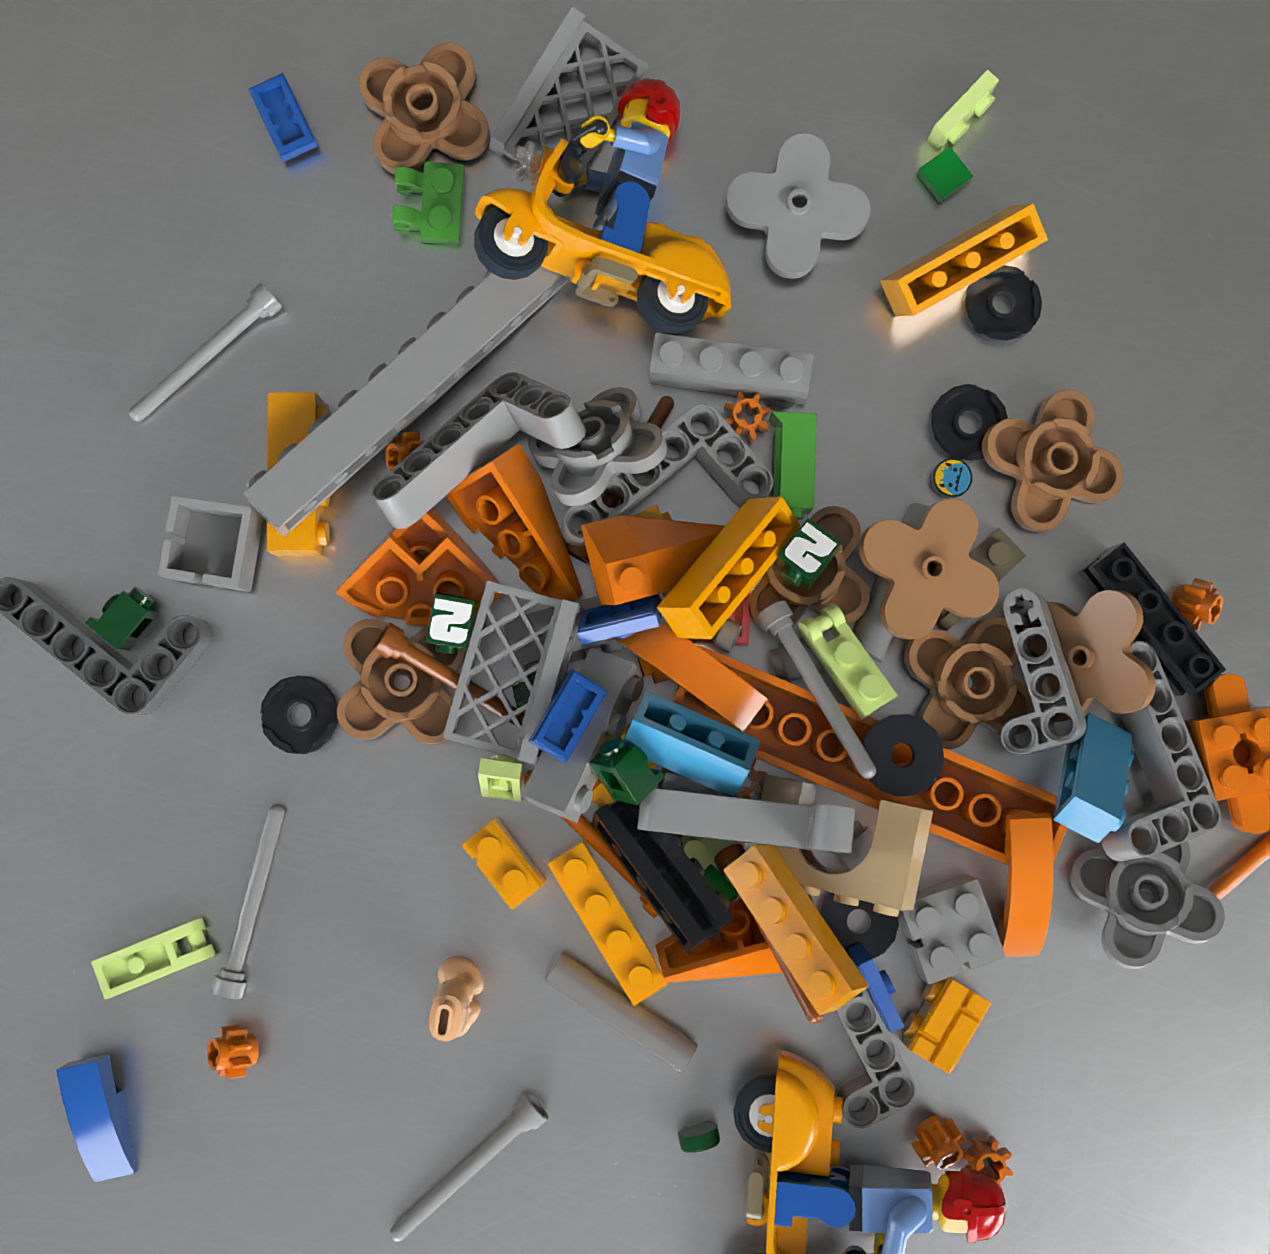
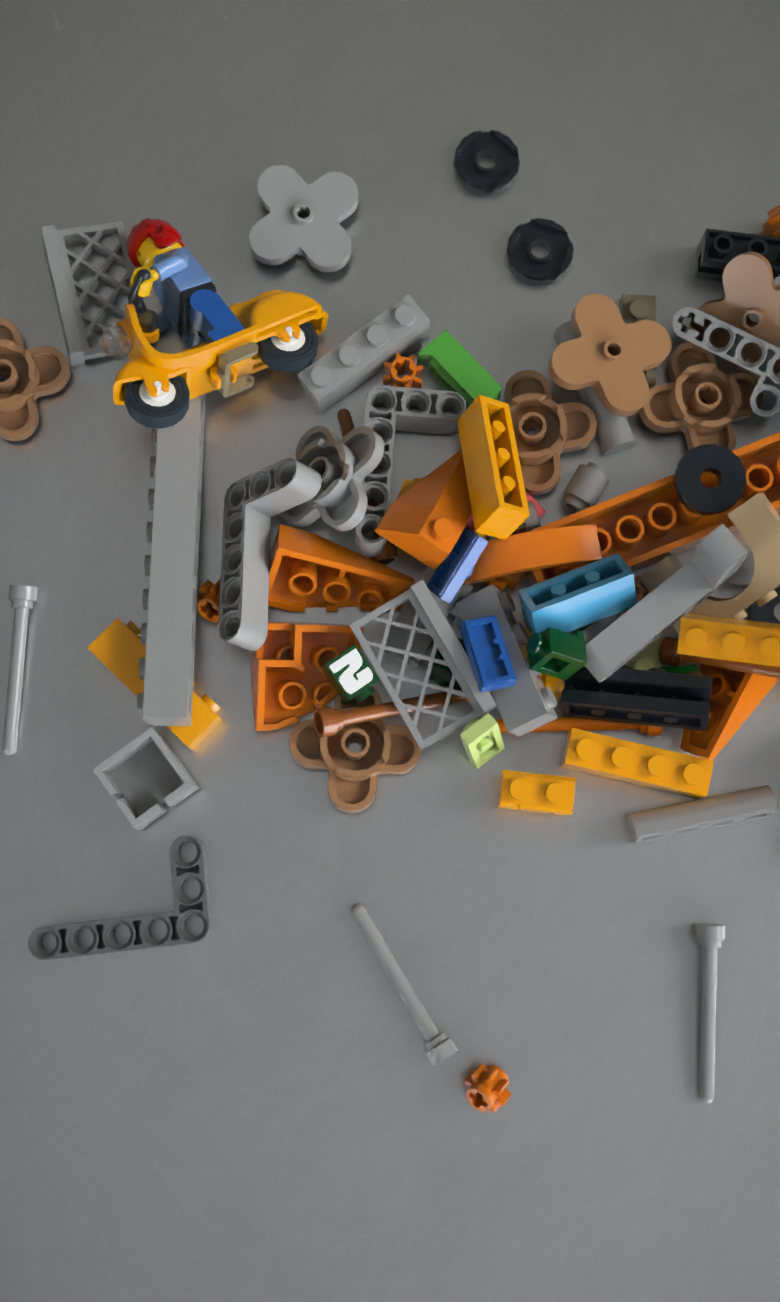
camera: 45 degrees left, 5 degrees down
(97, 1117) = (444, 1222): blue slope -> none
(125, 619) = (135, 883): dark green brick -> none
(151, 959) = (374, 1084): yellowish green plate -> none
(277, 710) = (289, 830): black tile -> none
(441, 202) = (75, 427): bright green plate -> none
(452, 1004) = (599, 906): light nougat piece -> none
(779, 621) = (552, 474): light grey piece -> none
(807, 554) = (529, 416): brick -> none
(847, 662) = (618, 457): yellowish green plate -> none
(945, 174) = (373, 118): green tile -> none
(951, 478) = (563, 293): tile -> none
(963, 260) = (438, 155): light orange brick -> none
(975, 100) = (348, 81): yellowish green plate -> none
(1078, 470) = (613, 224): medium nougat plant -> none

